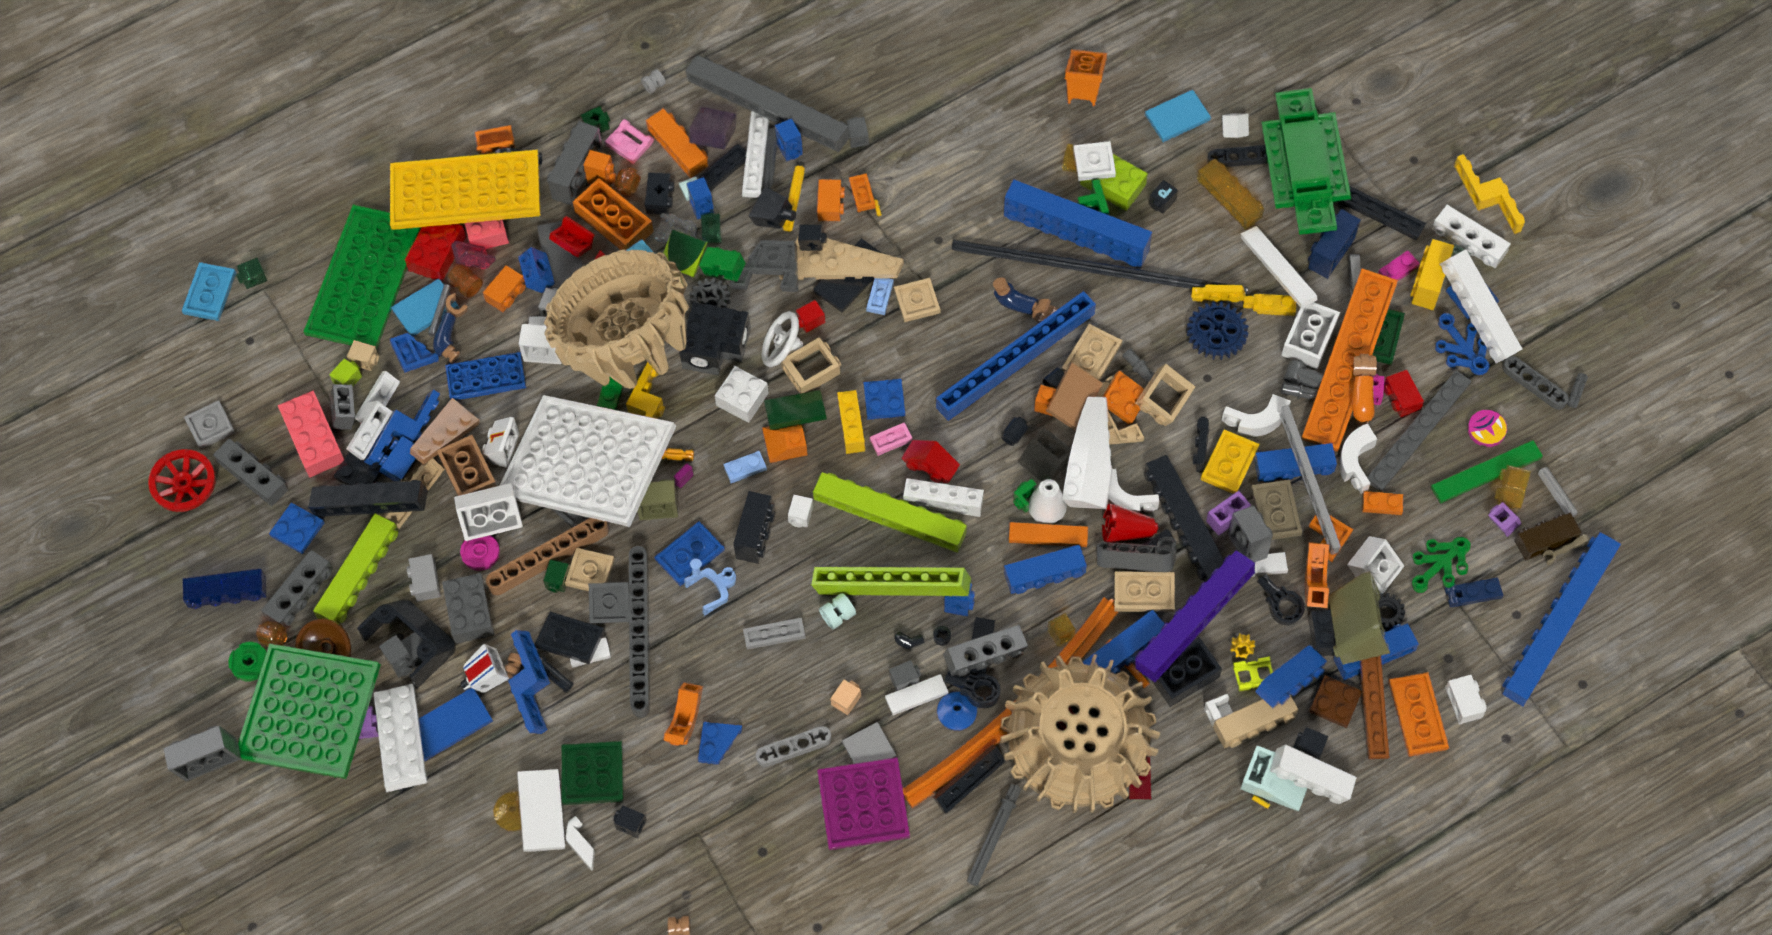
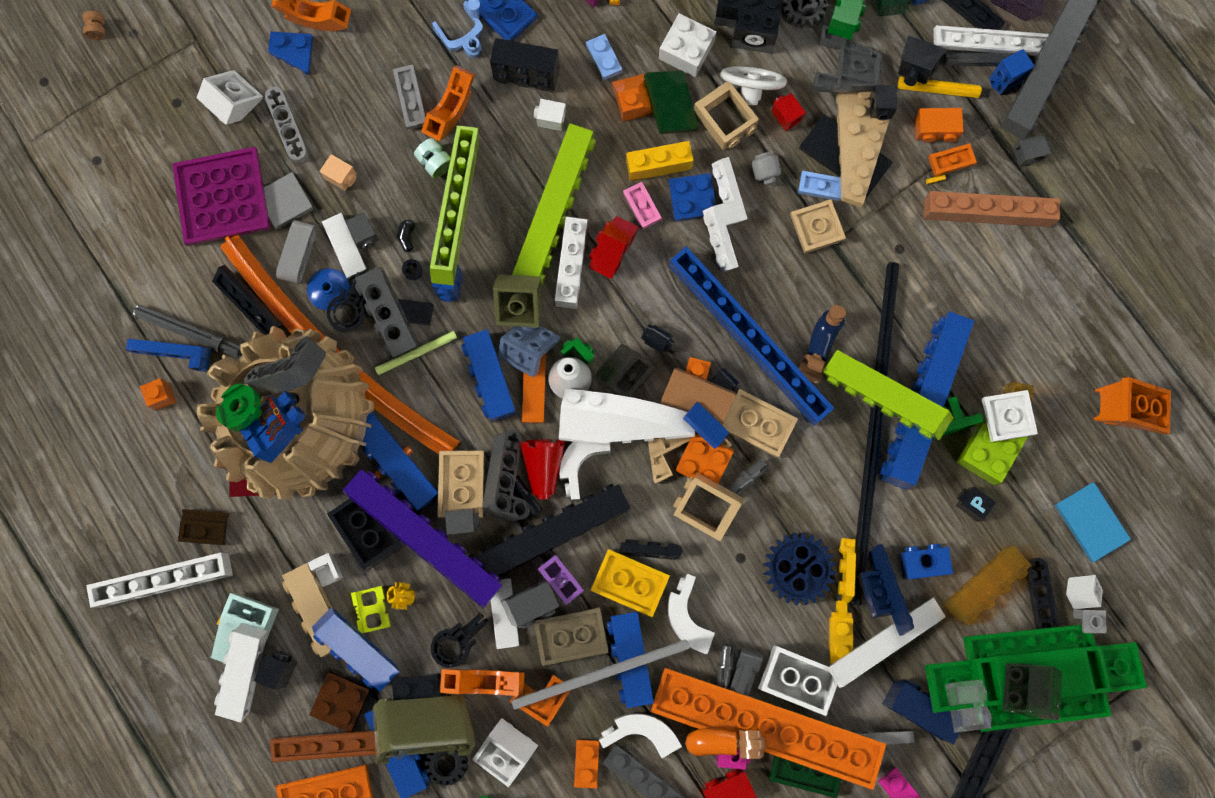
camera: 85 degrees right, 15 degrees up
(763, 796) = (228, 96): none -> white slope
(796, 601) = (447, 113): none -> orange arch
(861, 336) = (766, 167): none -> light grey head
(905, 369) = (724, 215): none -> white bracket
(909, 166) = (991, 209): none -> nougat brick
(921, 735) = (296, 252): none -> light grey beam
(980, 537) = (518, 300): none -> olive brick
(1014, 621) = (415, 353): none -> yellowish green bar
(1019, 534) = (525, 347): none -> sand blue bracket
(1020, 822) = (198, 356): none -> blue beam
(1056, 857) = (158, 394): none -> orange brick
(1061, 629) = (417, 394): clear yellow brick -> none
(1061, 689) = (287, 372): none -> dark grey beam
(1074, 248) = (889, 395): none -> lime brick
(1083, 749) = (246, 414): none -> green plate
(1097, 388) = (705, 425): none -> blue tile
(1104, 711) = (275, 427): none -> blue hips
(1179, 585) = (461, 520): none -> dark grey brick
(1181, 817) = (203, 527): none -> dark brown plate
(1213, 227) = (939, 562): none -> blue brick
(1230, 850) = (159, 580): none -> white brick
(1237, 265) = (883, 591): none -> dark blue bracket
(1258, 119) = (1092, 620): none -> light grey bracket
(1318, 157) = (1032, 691): none -> clear smoke slope
(1341, 201) = (968, 693): none -> clear piece

